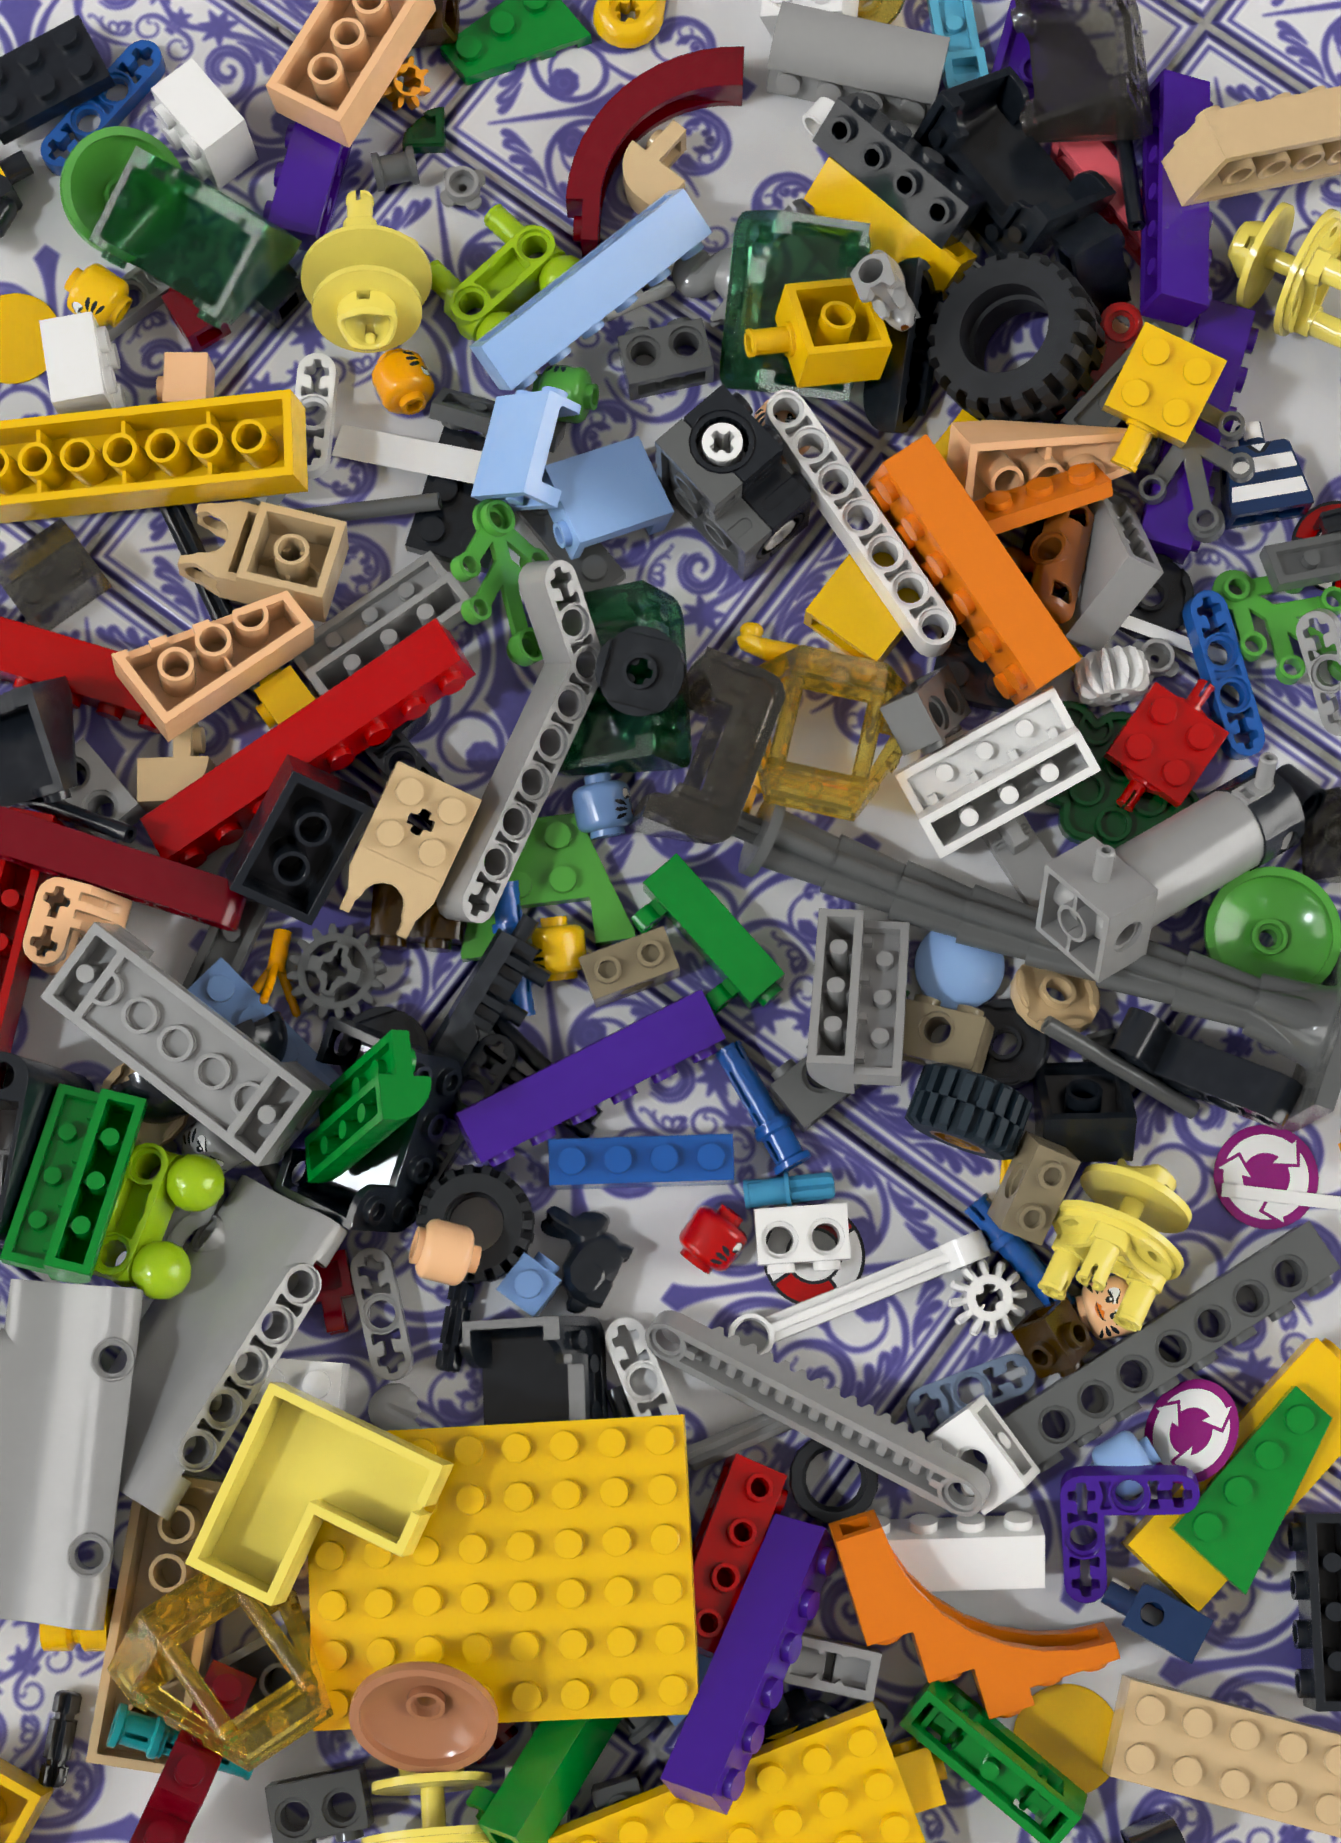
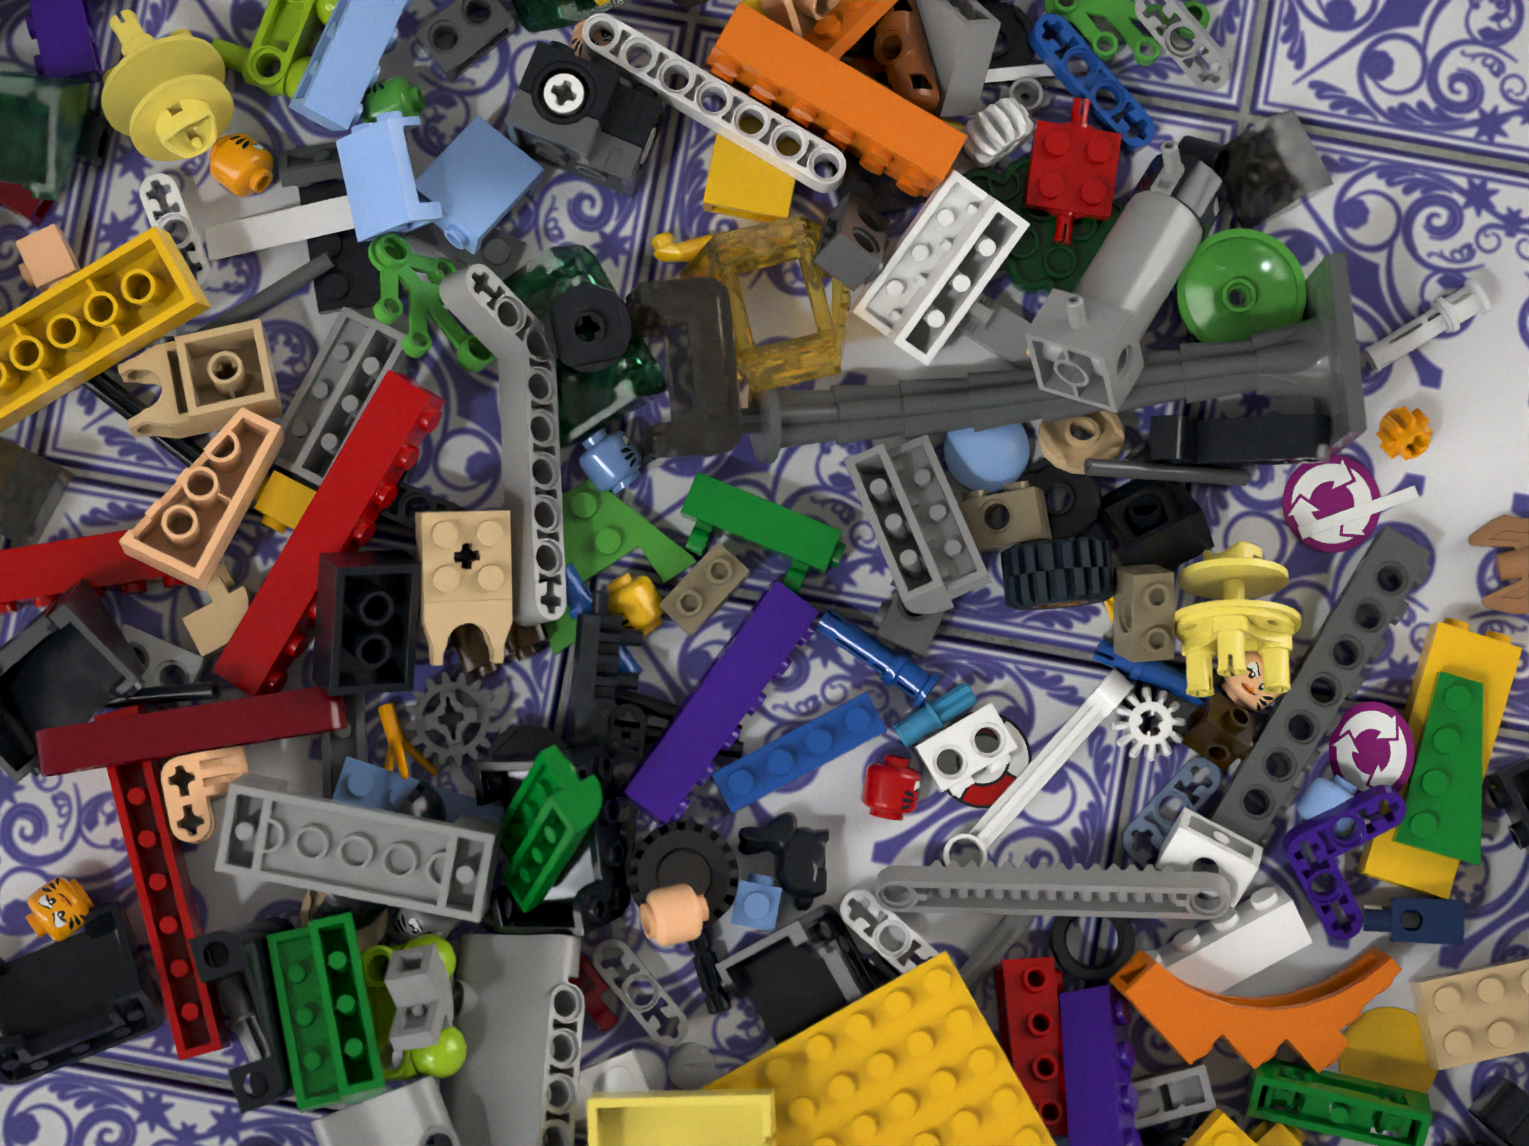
camera: 30 degrees left, 5 degrees up
(170, 1209) = (422, 997): none -> light grey brick

